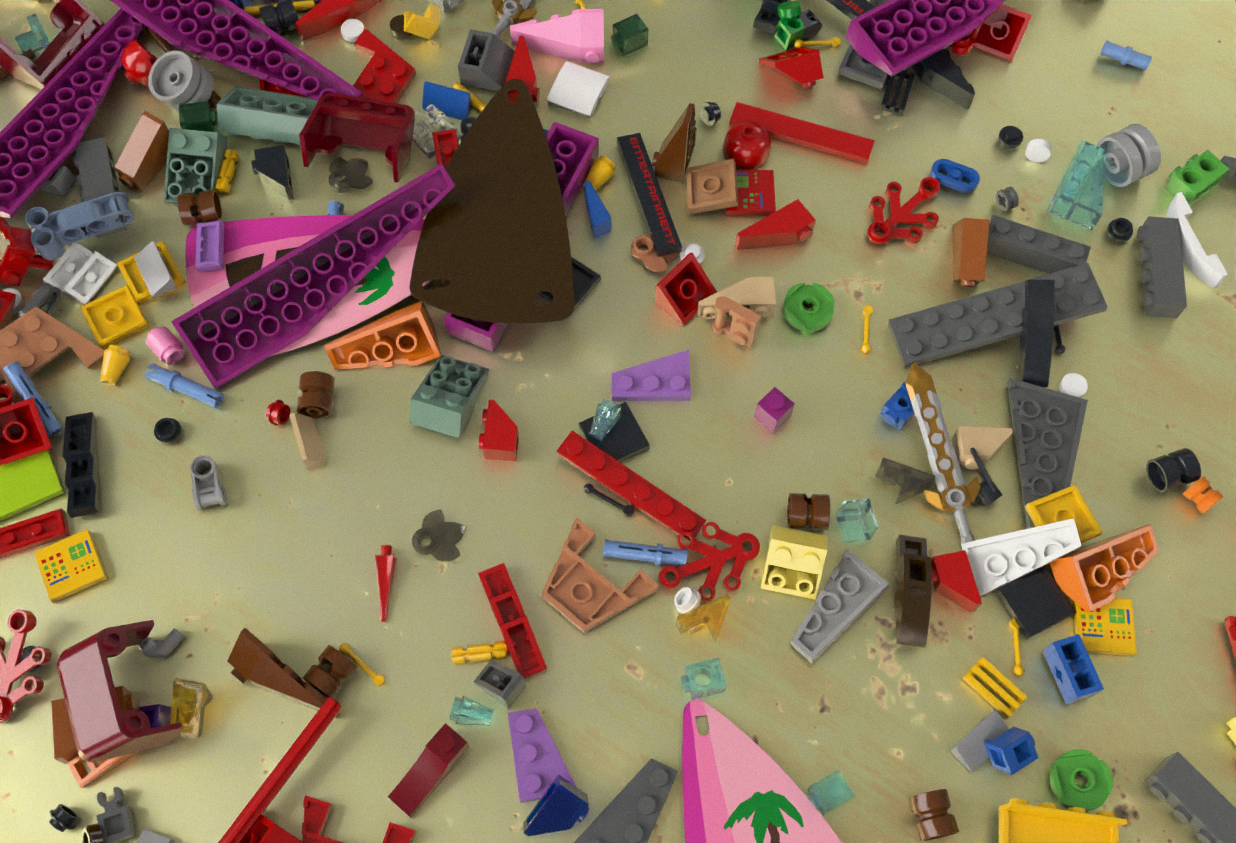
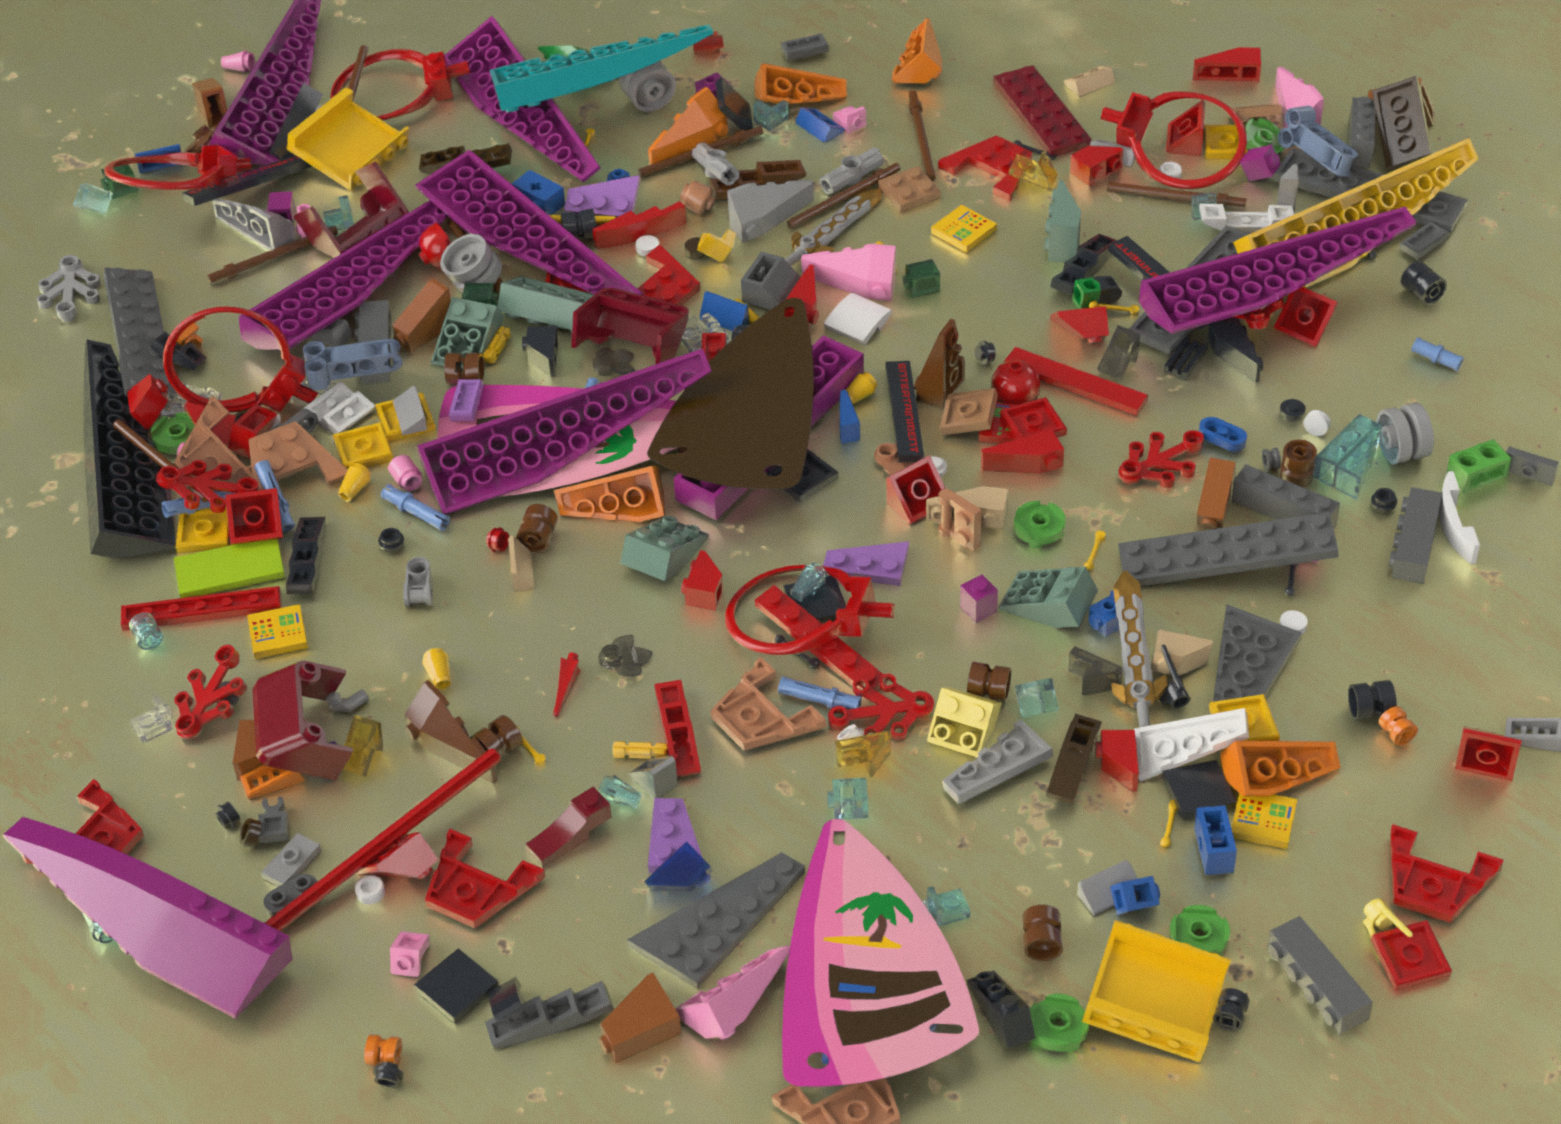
camera: 15 degrees right, 20 degrees down
(249, 586) = (437, 666): none -> yellow cone
(660, 456) = (848, 621): none -> red brick
(775, 188) = (1032, 418): none -> red tile
(789, 9) = (1088, 272): green tile -> none
(839, 97) = (1120, 351): none -> clear smoke slope
(840, 394) = (1051, 596): none -> sand green slope
(1002, 680) = (1140, 848): yellow tile -> none
(1036, 202) = (1298, 462): none -> reddish brown wheel
(1037, 332) = (1260, 562): black slope -> none

